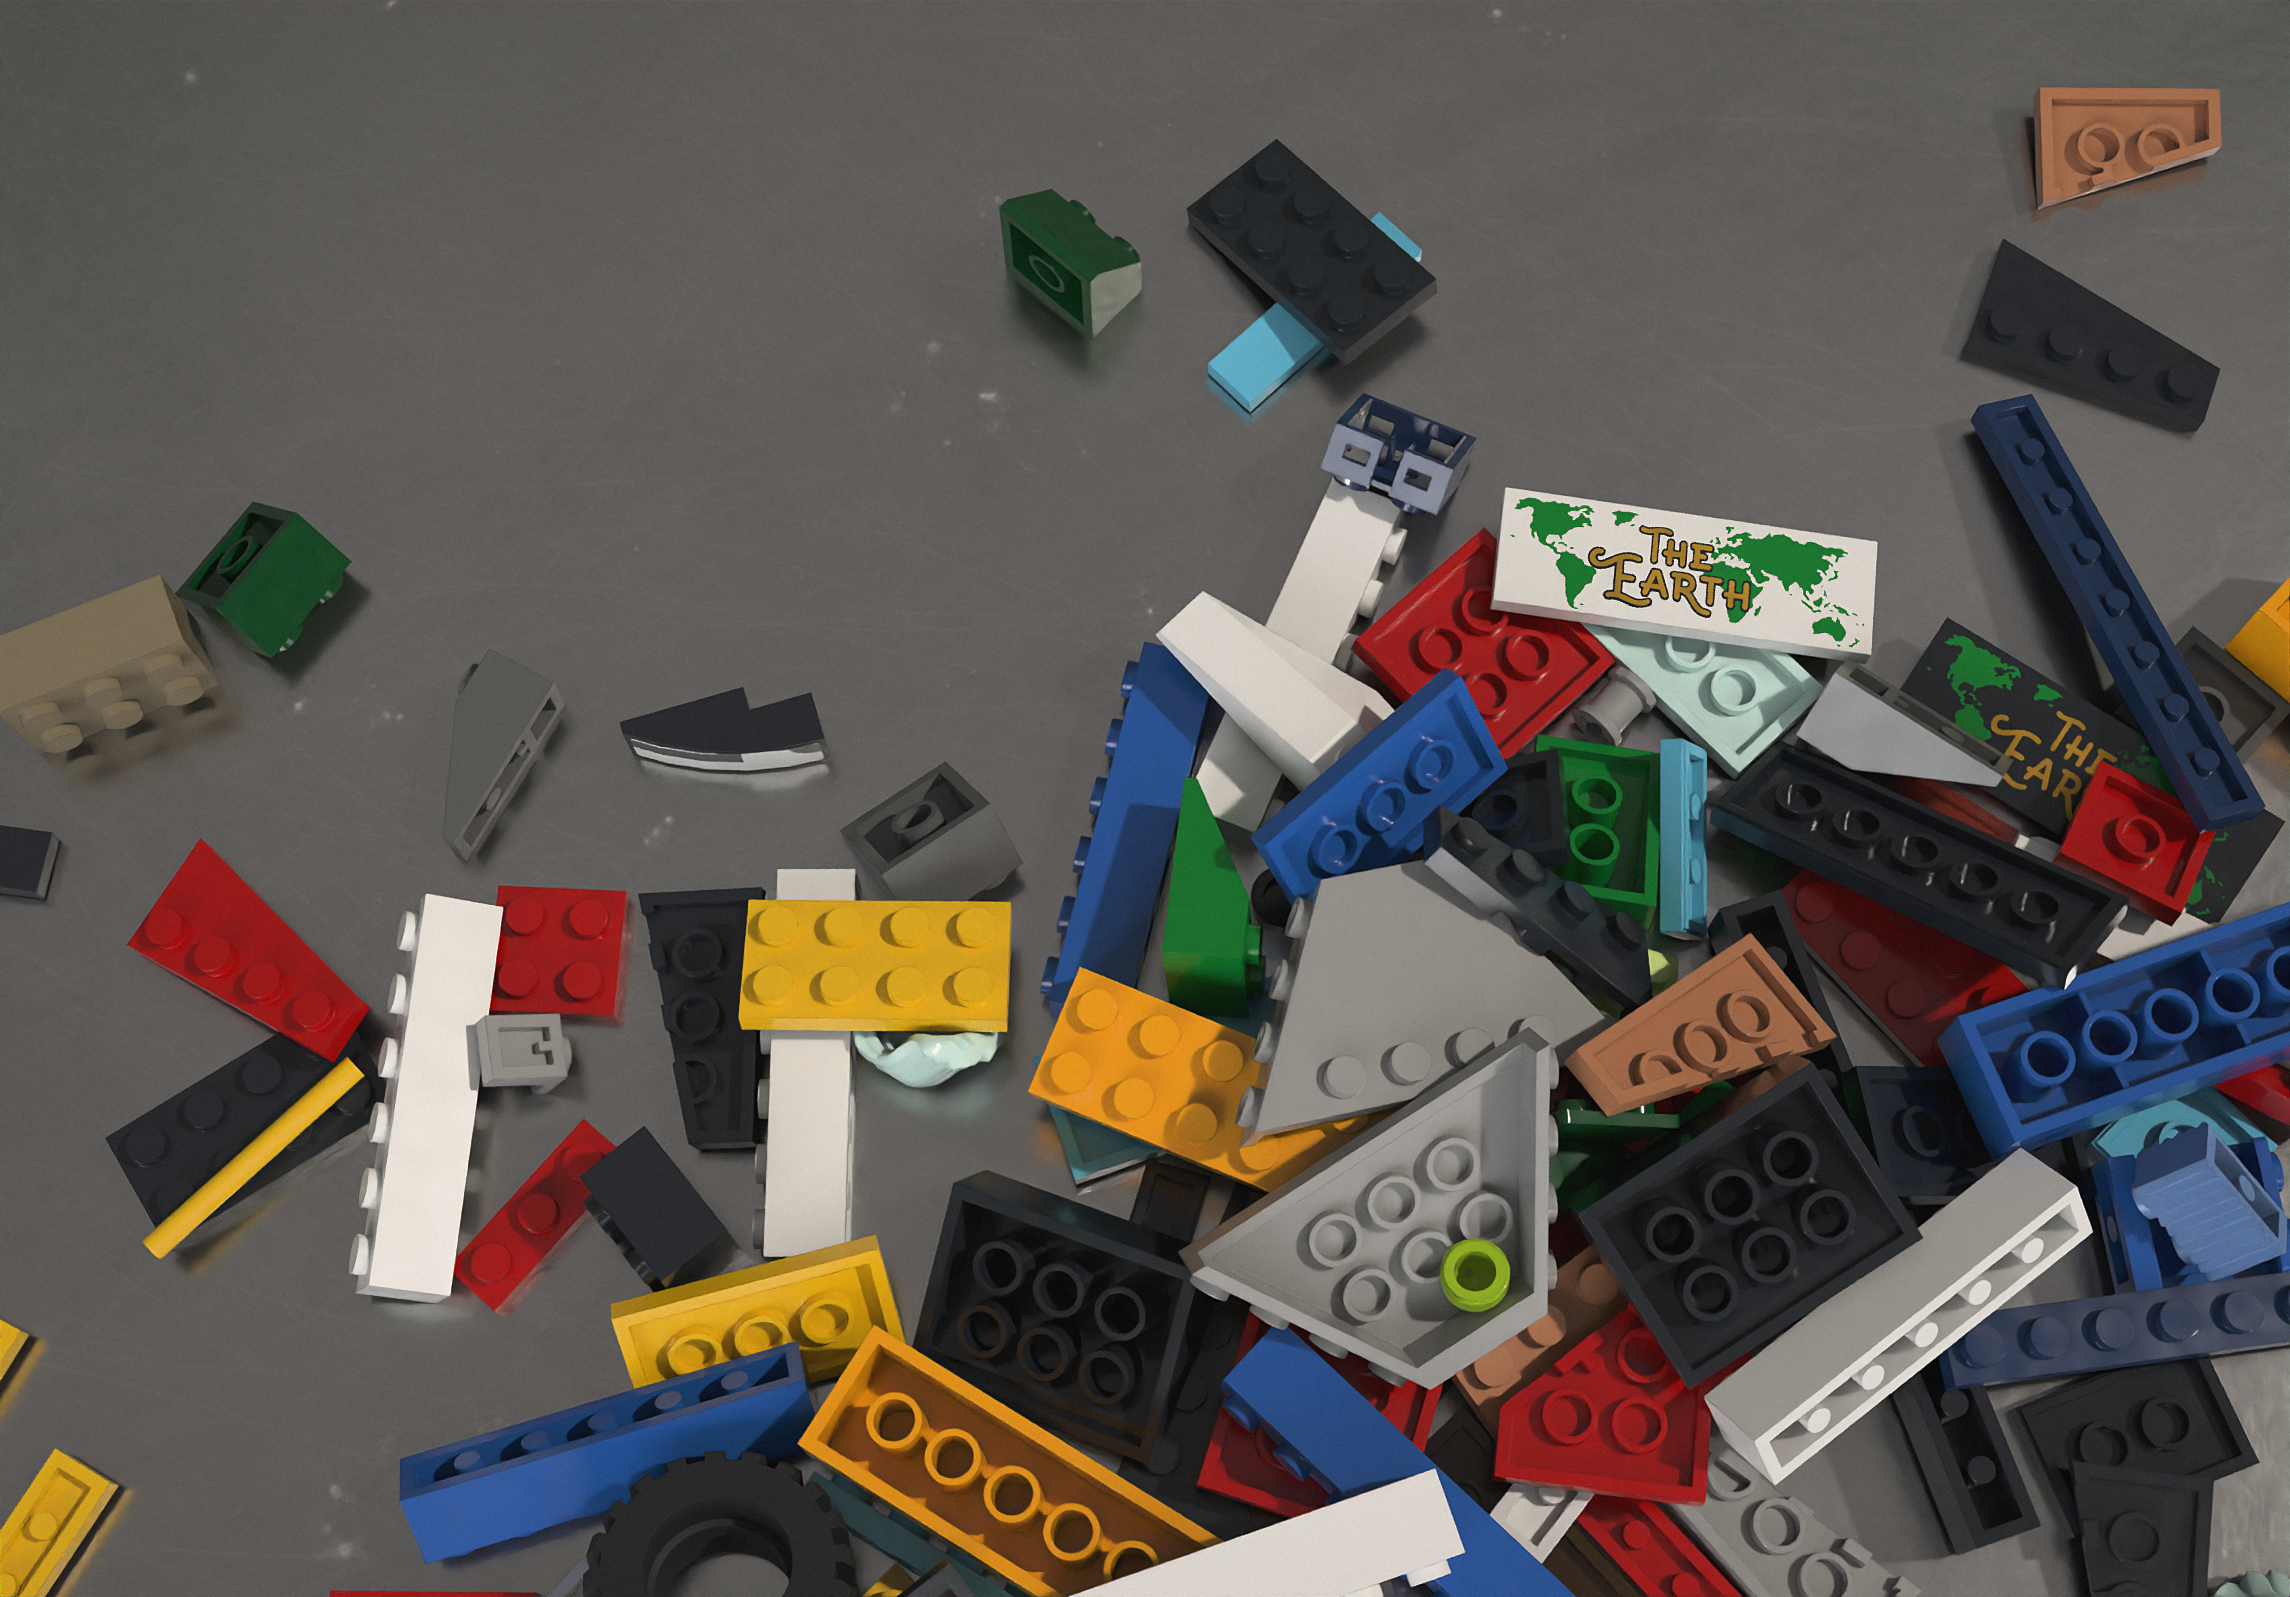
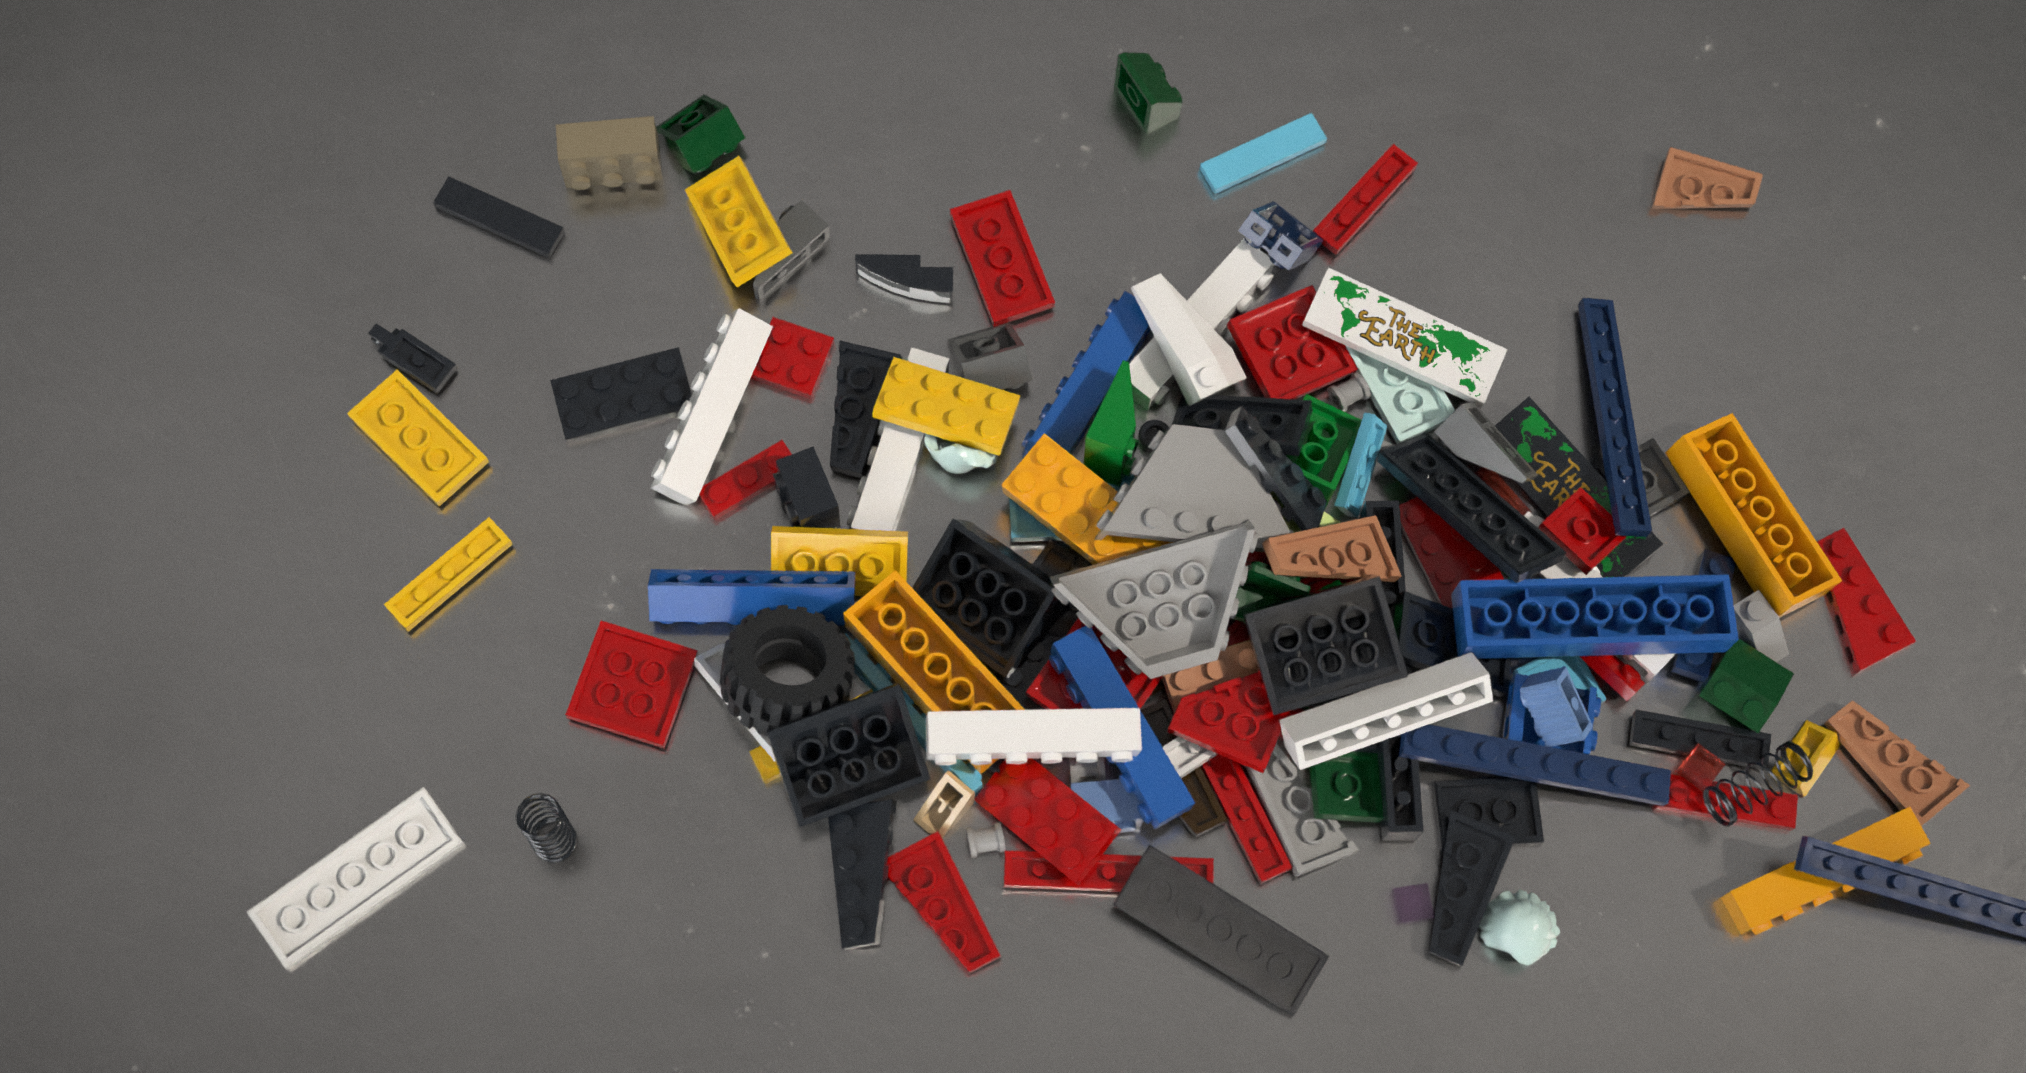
camera: 10 degrees right, 0 degrees up
(241, 951) = (640, 312): red wing -> none
(252, 1158) = (620, 409): yellow bar -> none
(381, 726) = (738, 221): none -> yellow plate
(523, 1051) = (763, 397): light grey bracket -> none
(897, 646) = (1002, 258): none -> red plate
(1312, 251) = (1270, 122): black plate -> none
(1375, 797) = (1217, 391): blue plate -> none
(1489, 1277) = (1196, 631): lime piece -> none
(1526, 340) = (1365, 198): none -> red plate
(1868, 1483) = (1347, 788): none -> dark green plate
(2077, 339) = (1646, 279): black wing -> none

